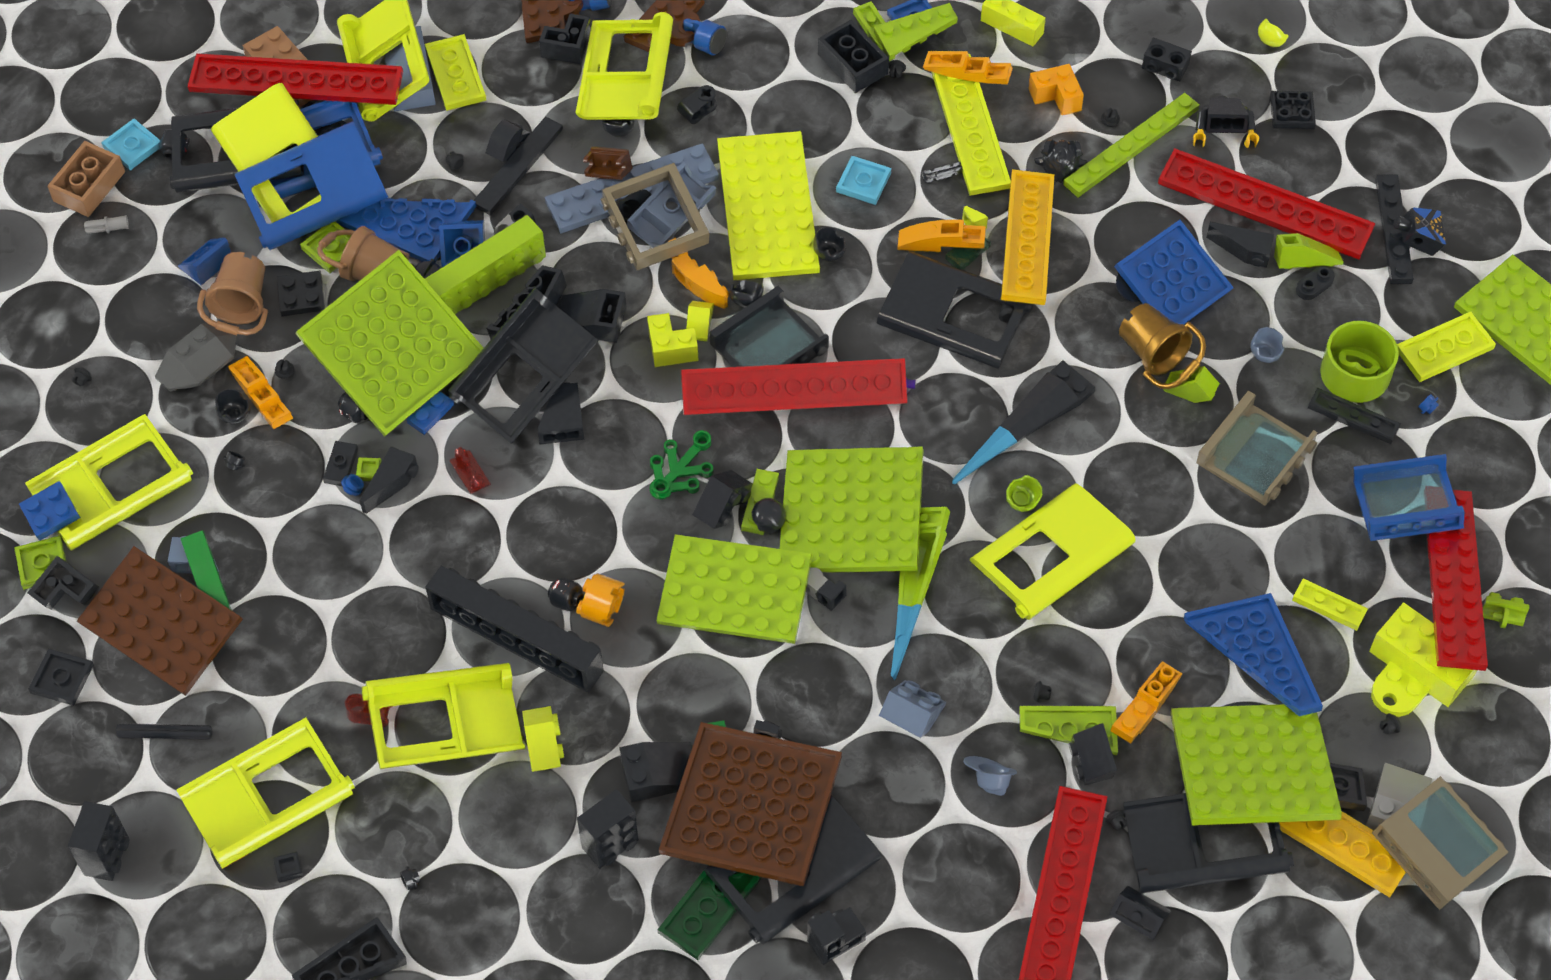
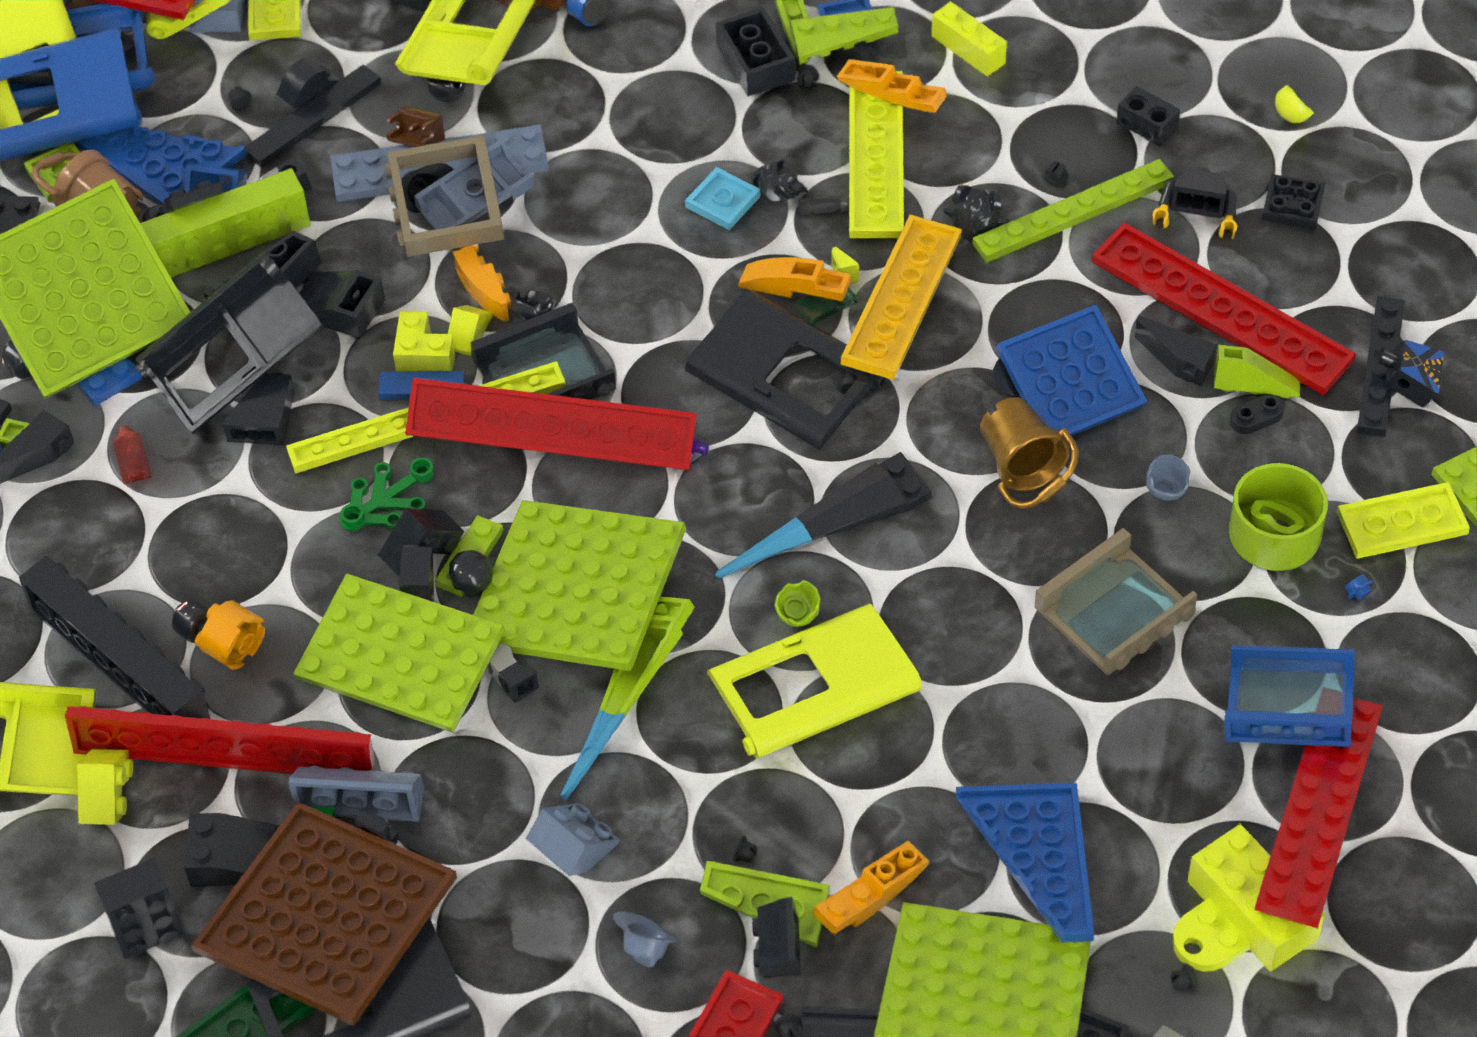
camera: 15 degrees right, 5 degrees down
(452, 253) = (181, 199): none -> black tile
(625, 687) = (217, 741): none -> red plate
(670, 373) = (398, 384): none -> blue tile
(672, 407) = (392, 426): none -> neon yellow plate
(698, 104) = (548, 80): black piece -> none
(730, 522) = (417, 571): none -> black slope
(741, 704) = (353, 791): none -> sand blue slope
(767, 205) = (596, 210): neon yellow plate -> none
(829, 244) = (653, 265): black hair -> none
(902, 160) = (777, 182): none -> black hair
(1058, 85) = (998, 124): light orange brick -> none
(1197, 388) = (1061, 513): lime slope -> none
(1329, 604) = (1151, 812): neon yellow plate -> none
(1354, 415) = (1257, 585): black tile -> none
(1505, 611) = (1380, 862): lime hips -> none

